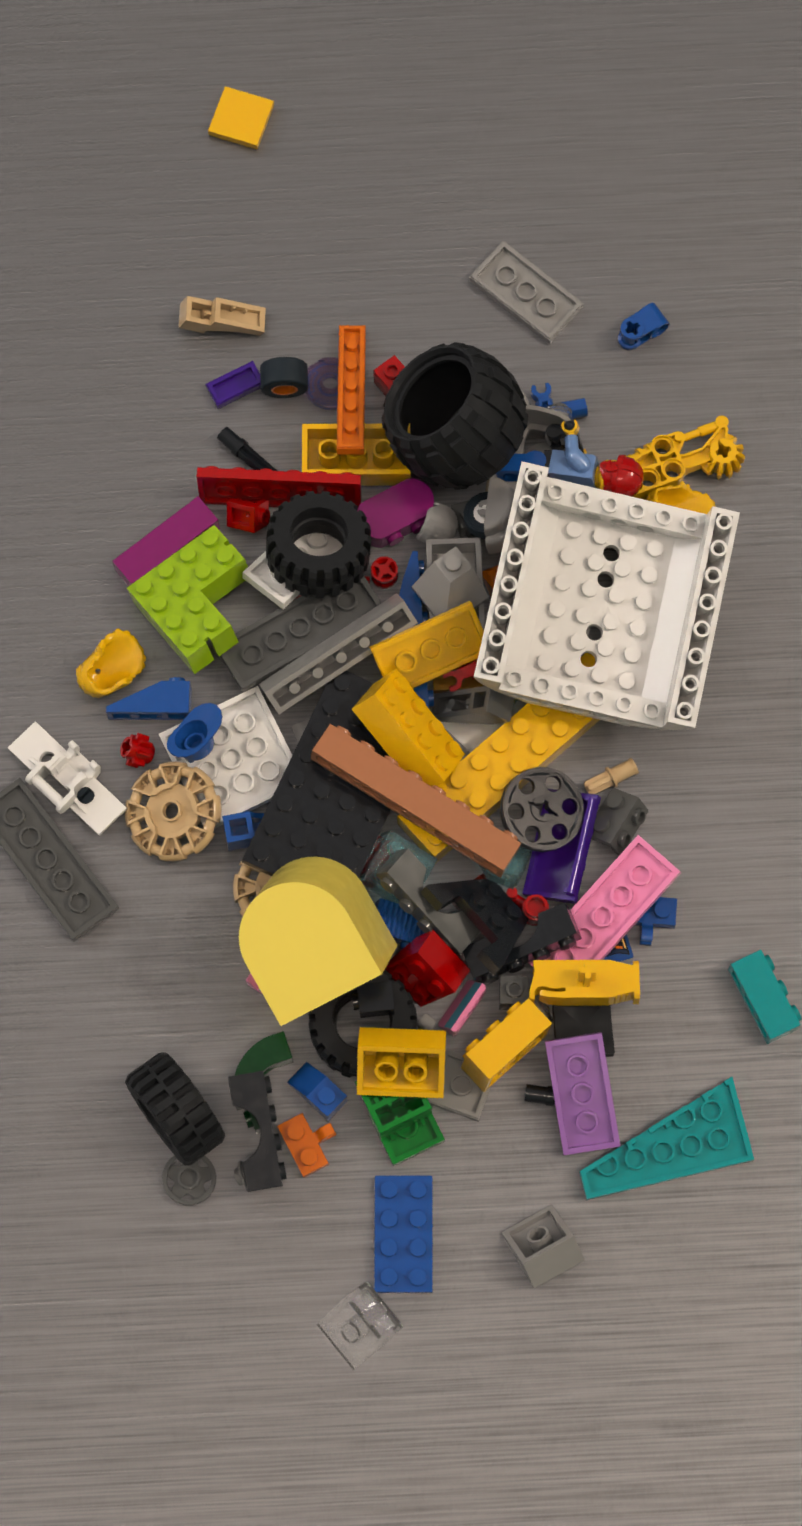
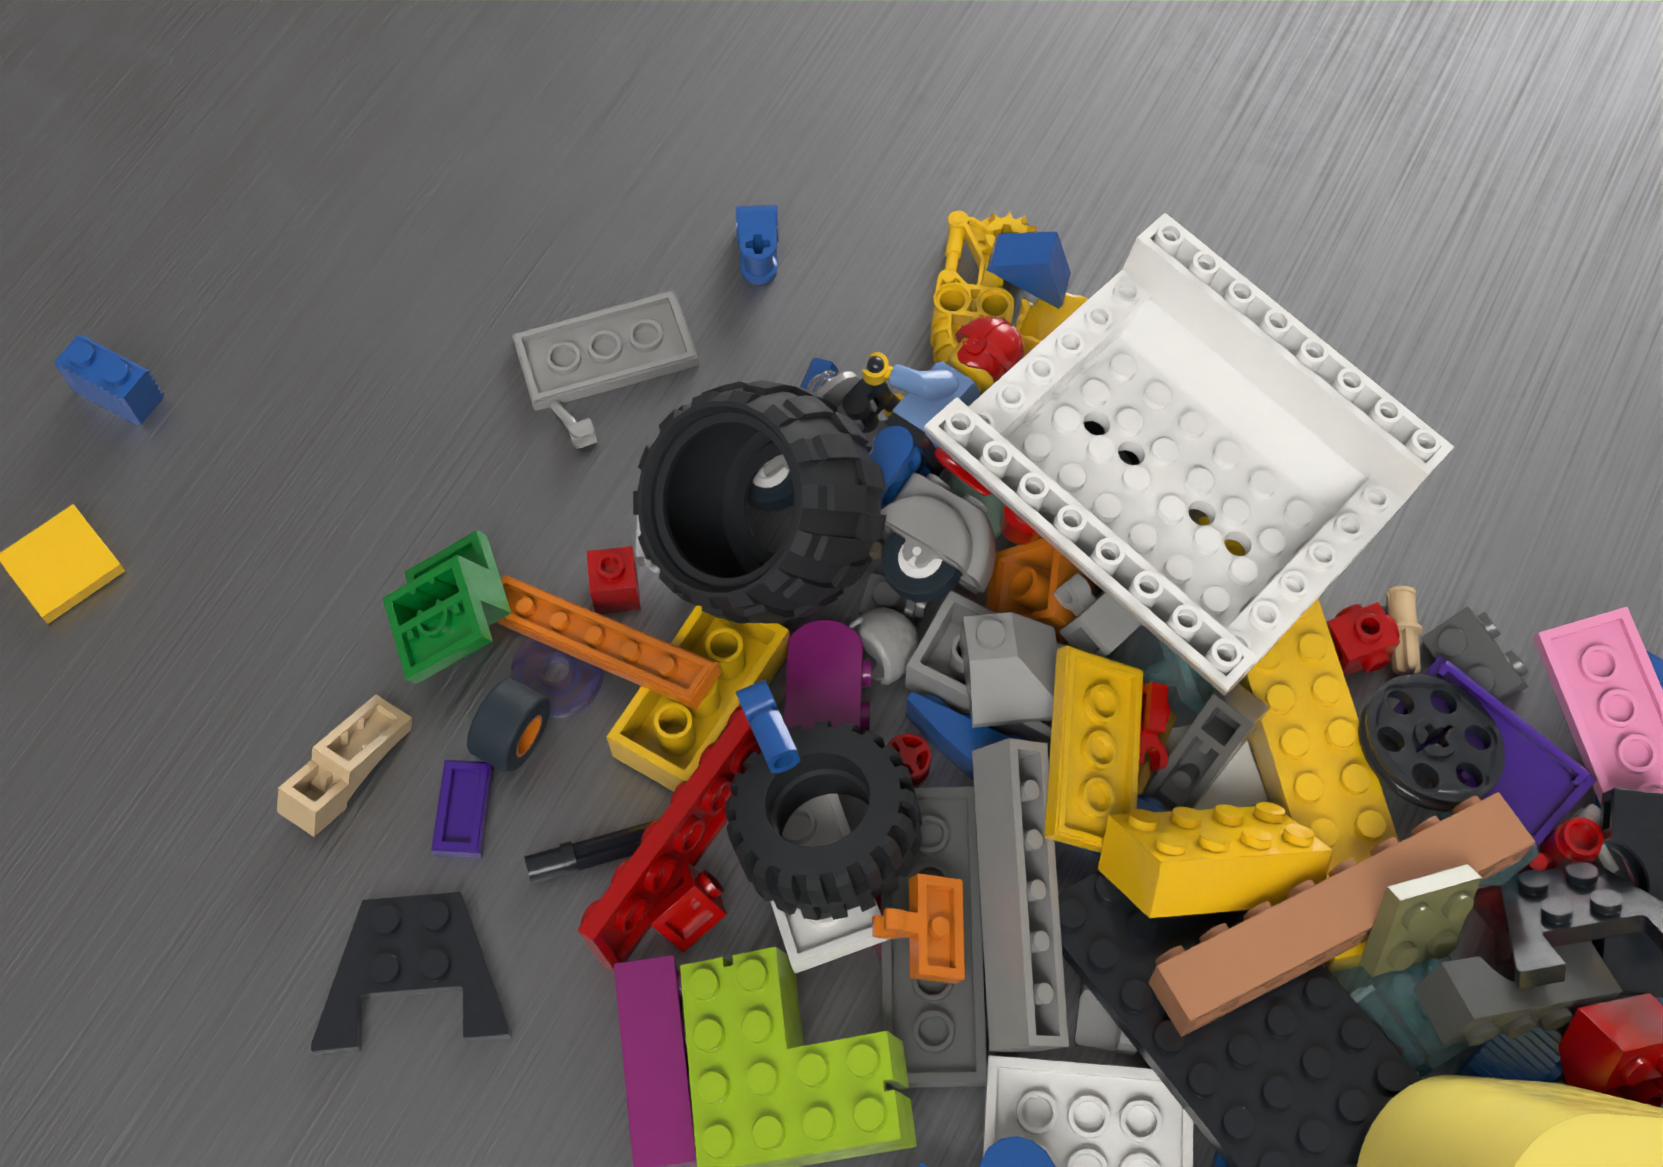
camera: 60 degrees left, 10 degrees down
(153, 404) = (410, 950): none -> black wing
(296, 622) = (932, 927): none -> orange plate
(325, 309) = (446, 607): none -> green bracket
(334, 486) = (768, 727): none -> blue bar
(348, 67) = (109, 379): none -> blue brick
(428, 834) = (1420, 920): none -> olive plate
(468, 311) = (580, 432): none -> light grey hand
(587, 754) = (1363, 638): none -> red brick
(708, 475) = (1032, 263): none -> blue slope

